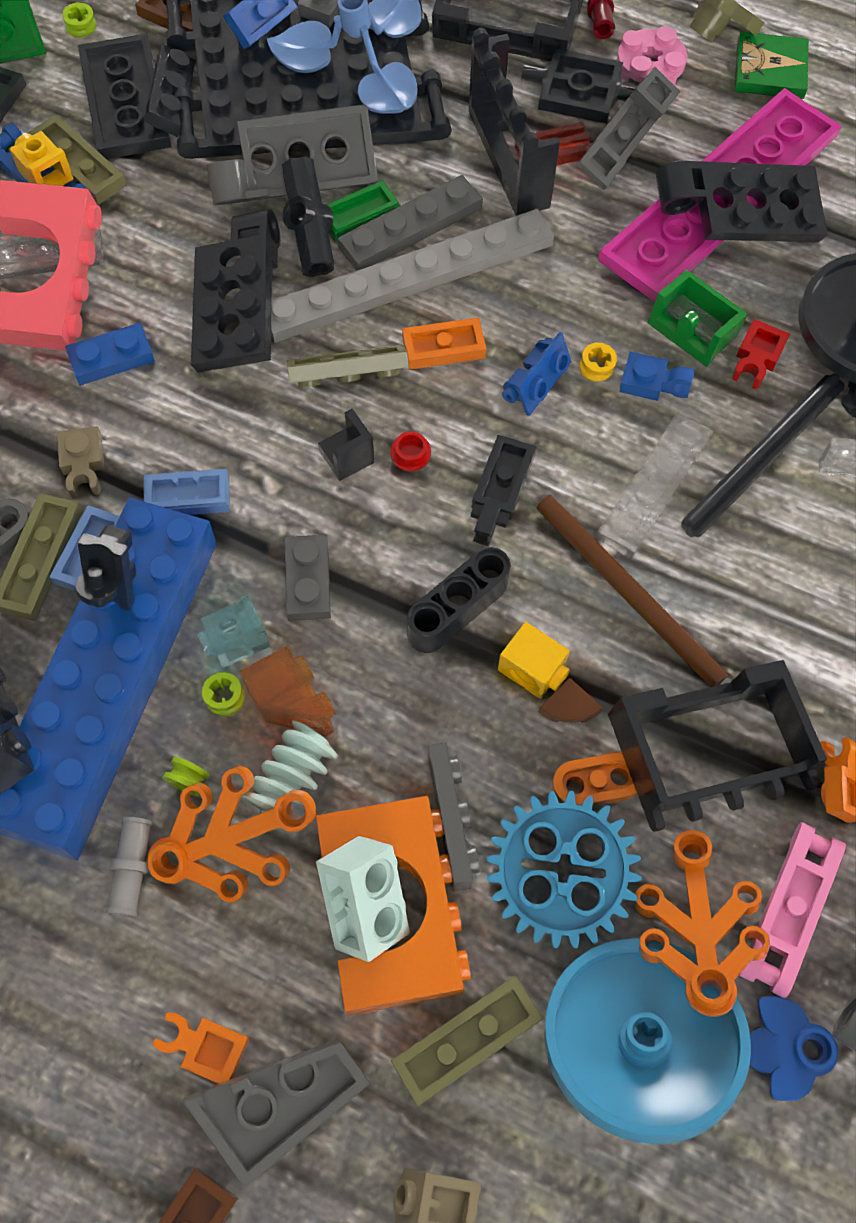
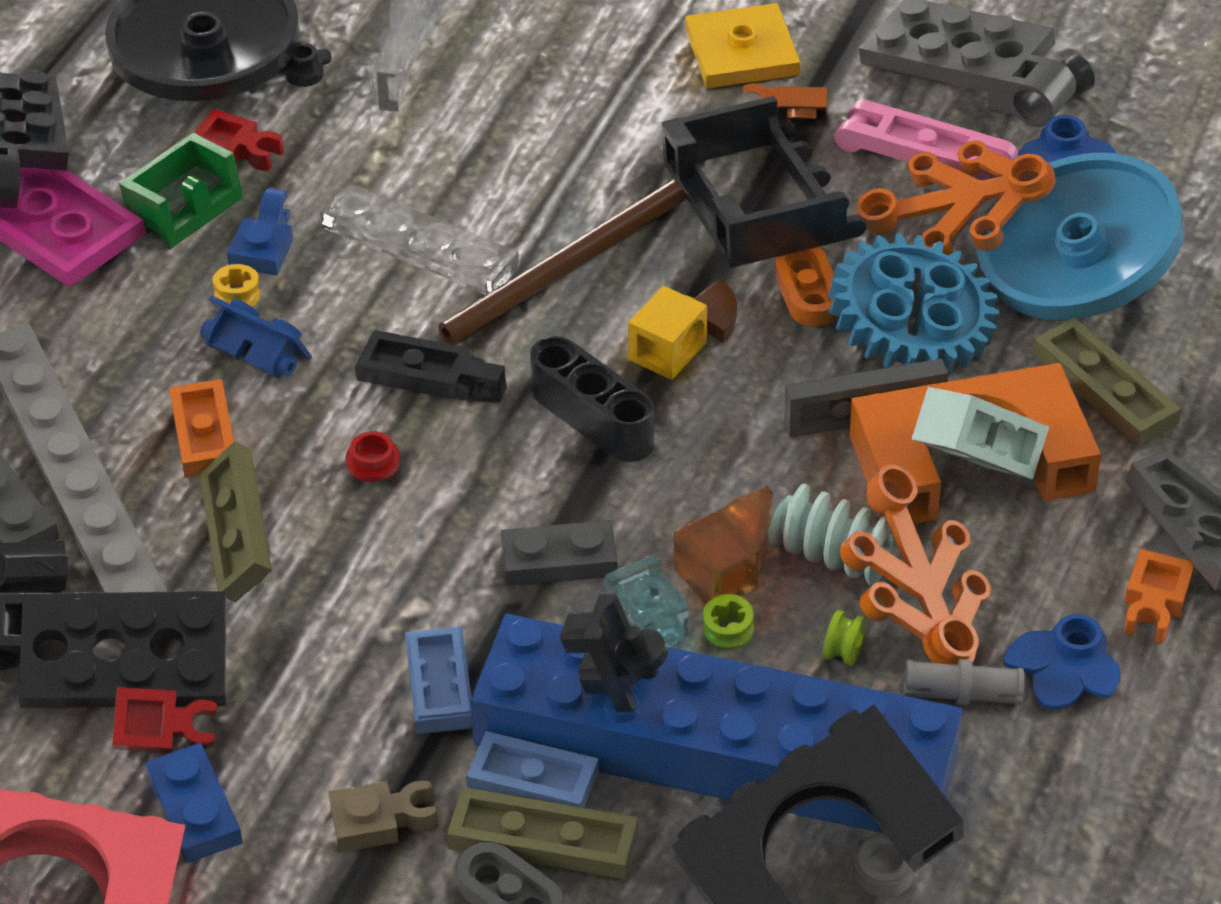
camera: 90 degrees left, 20 degrees down
(139, 952) = (1066, 662): none -> blue plate
(170, 324) = (150, 719): none -> red plate
(348, 449) = (369, 510): black panel -> none
(762, 456) = (381, 146): black axle -> none

